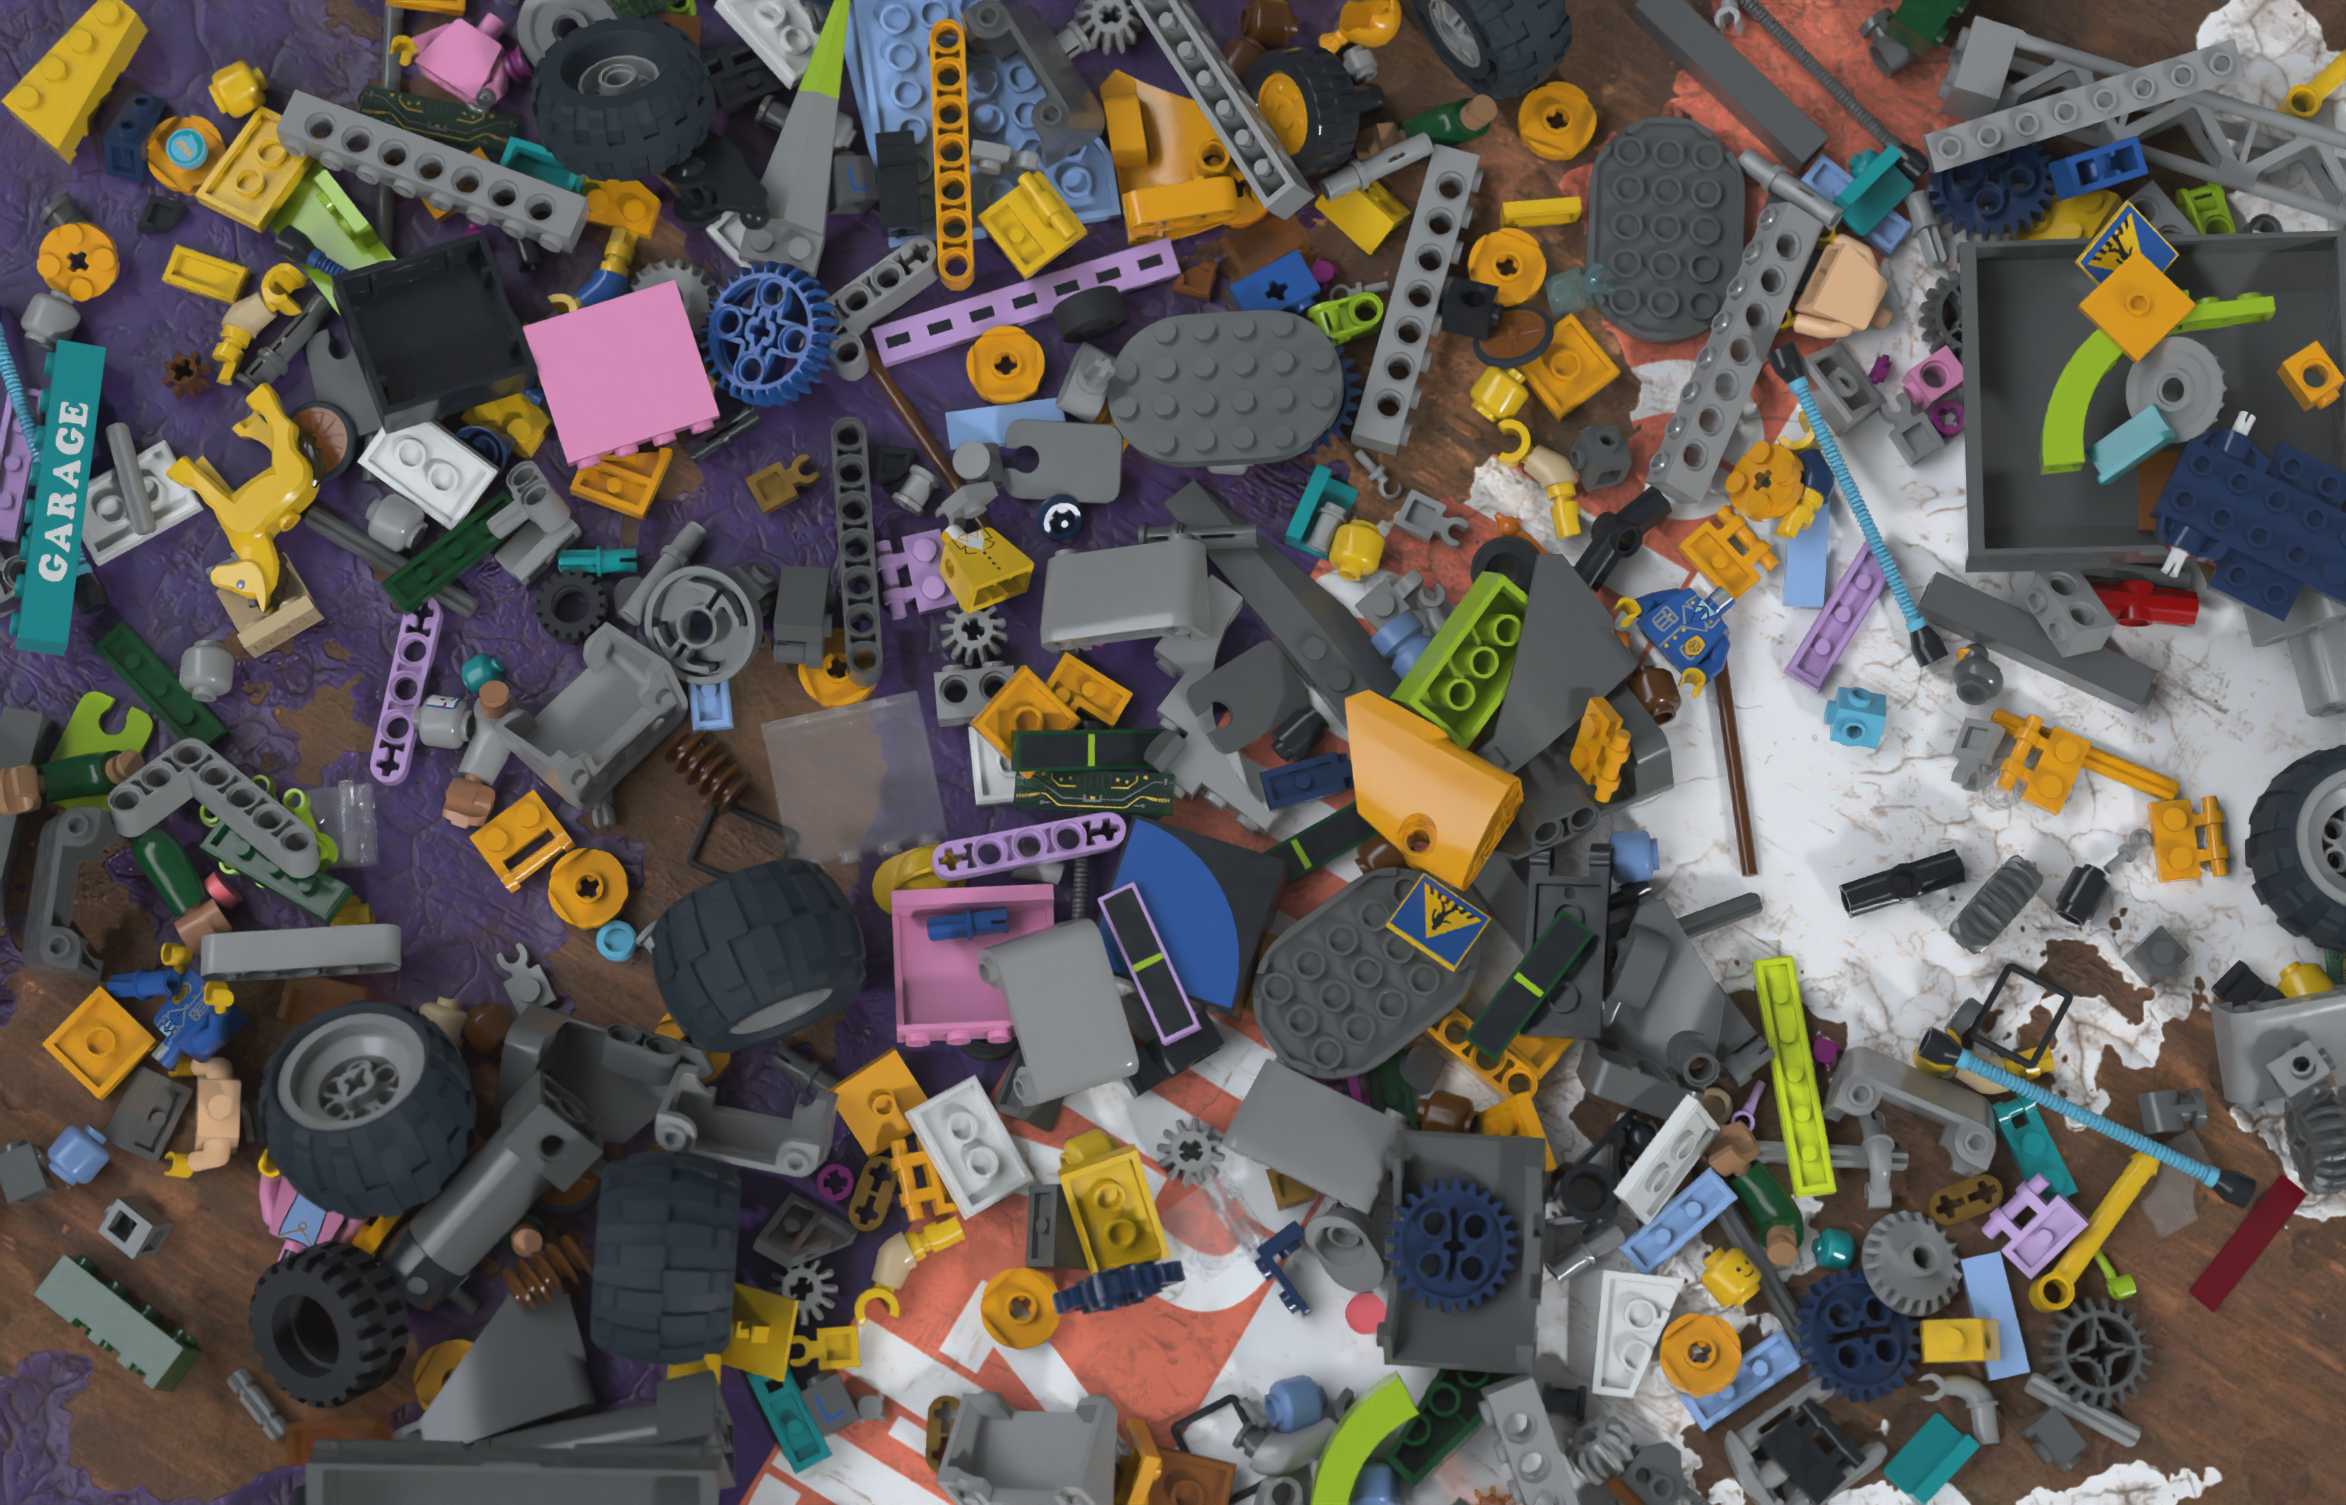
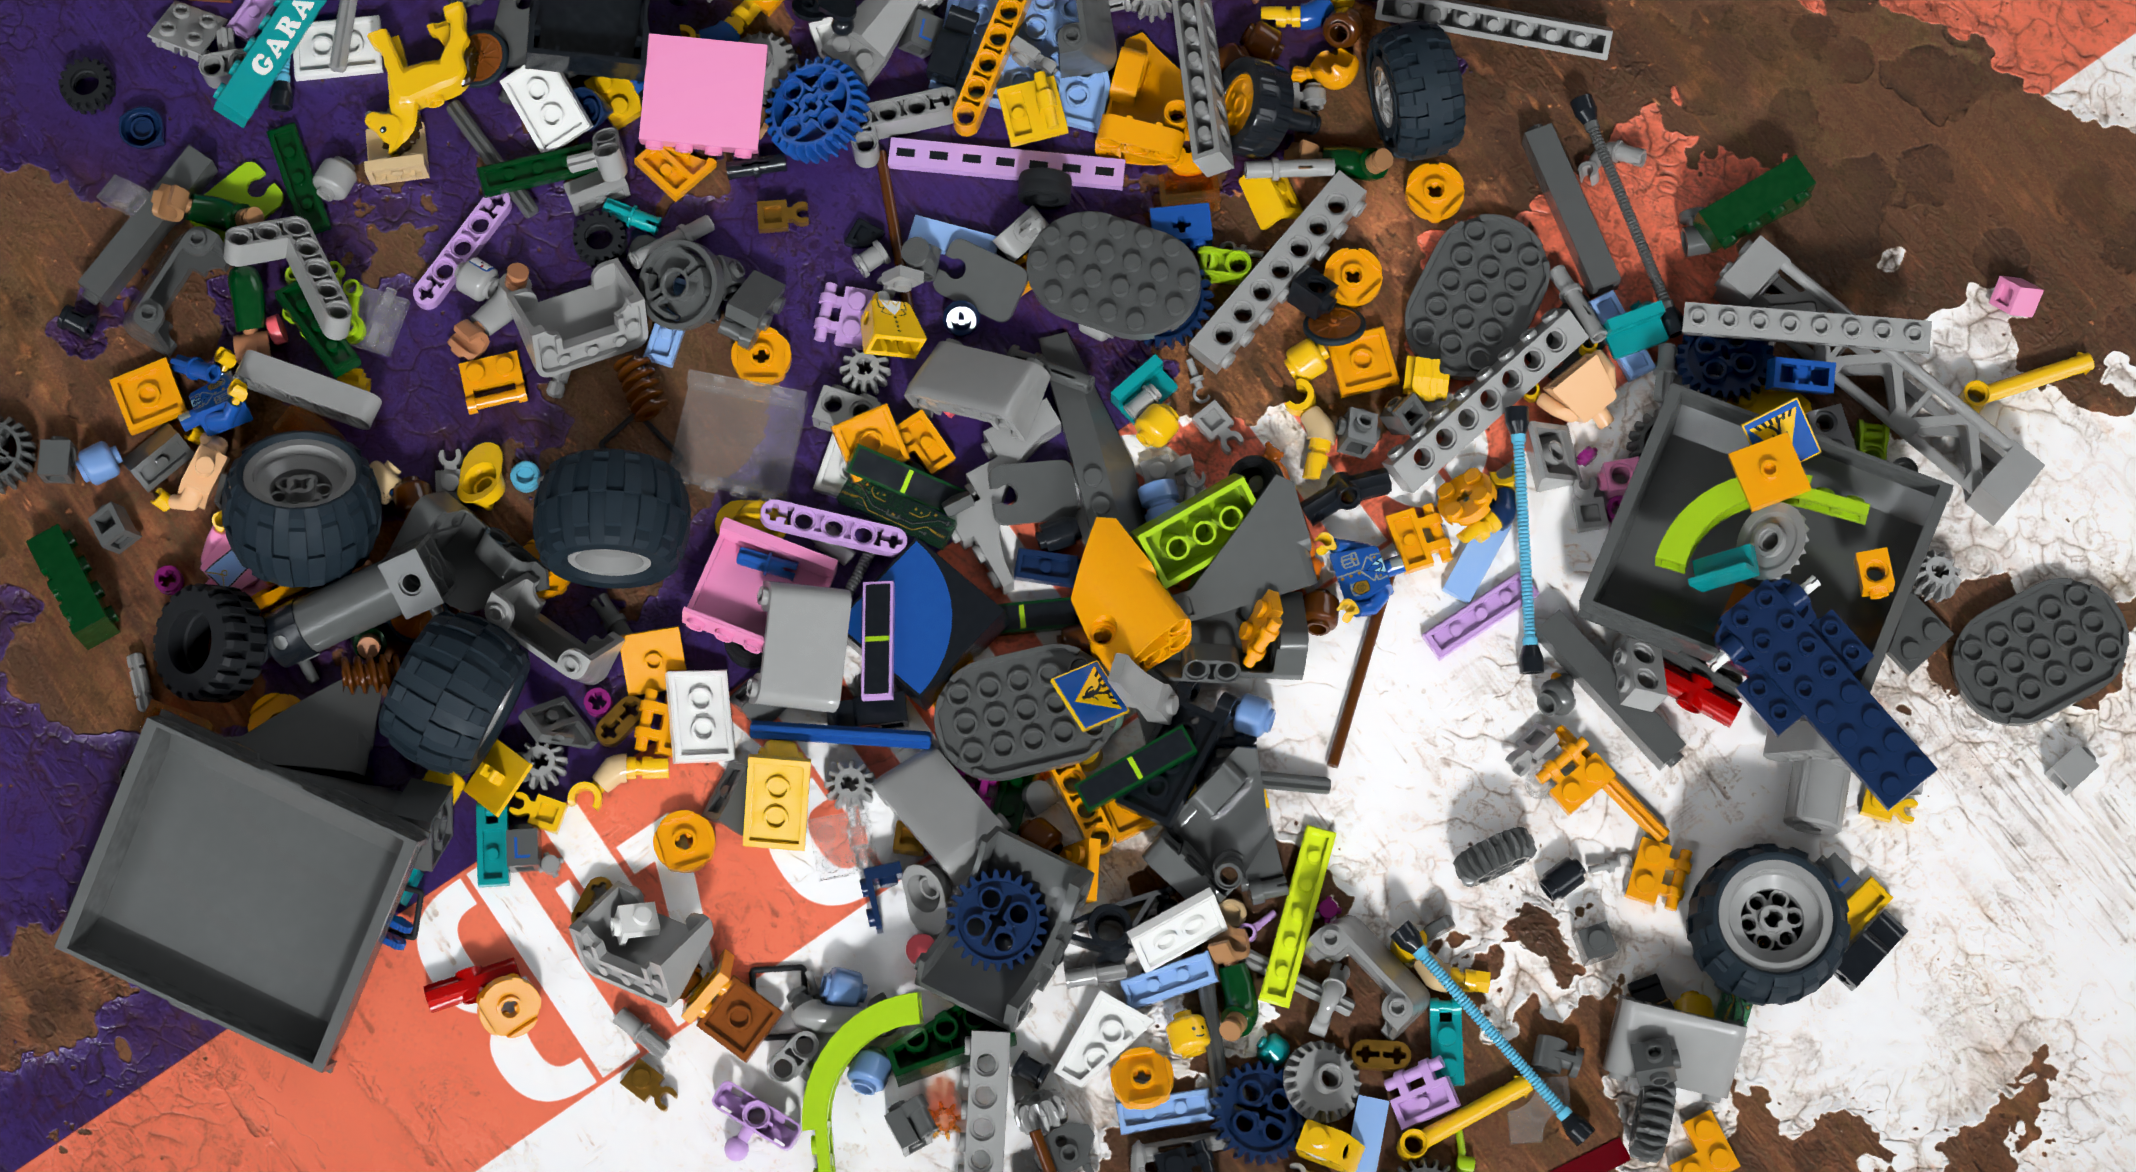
camera: 25 degrees right, 5 degrees down
(224, 1254) = (164, 572): none -> magenta bush
(396, 523) = (507, 133): light grey head -> none
(481, 670) = (519, 254): teal piece -> none
(564, 965) = (482, 476): none -> yellow piece
(590, 865) = (534, 419): light orange plate -> none
(856, 533) = (809, 293): dark grey beam -> none
(988, 352) = (974, 216): light orange plate -> none
(1010, 1436) = (635, 921): none -> white bracket
(1118, 1287) = (740, 849): dark blue gear -> none
(1152, 1096) = (840, 734): none -> blue axle
(1197, 282) = (1132, 198): dark orange tile -> none
(1323, 273) = (1222, 228): magenta piece -> none
(1500, 888) = (1142, 691): none -> light grey slope
(1540, 212) = (1394, 248): yellow tile -> none
(1573, 289) = (1392, 309): clear light blue plate -> none
(1636, 408) = (1400, 411): none -> dark grey brick
(1652, 358) = (1425, 379): none -> yellow hair
(1856, 717) = (1456, 686): medium azure brick -> none
(1879, 892) = (1457, 817): black piece -> none
(2068, 997) = (1493, 964): black piece -> none

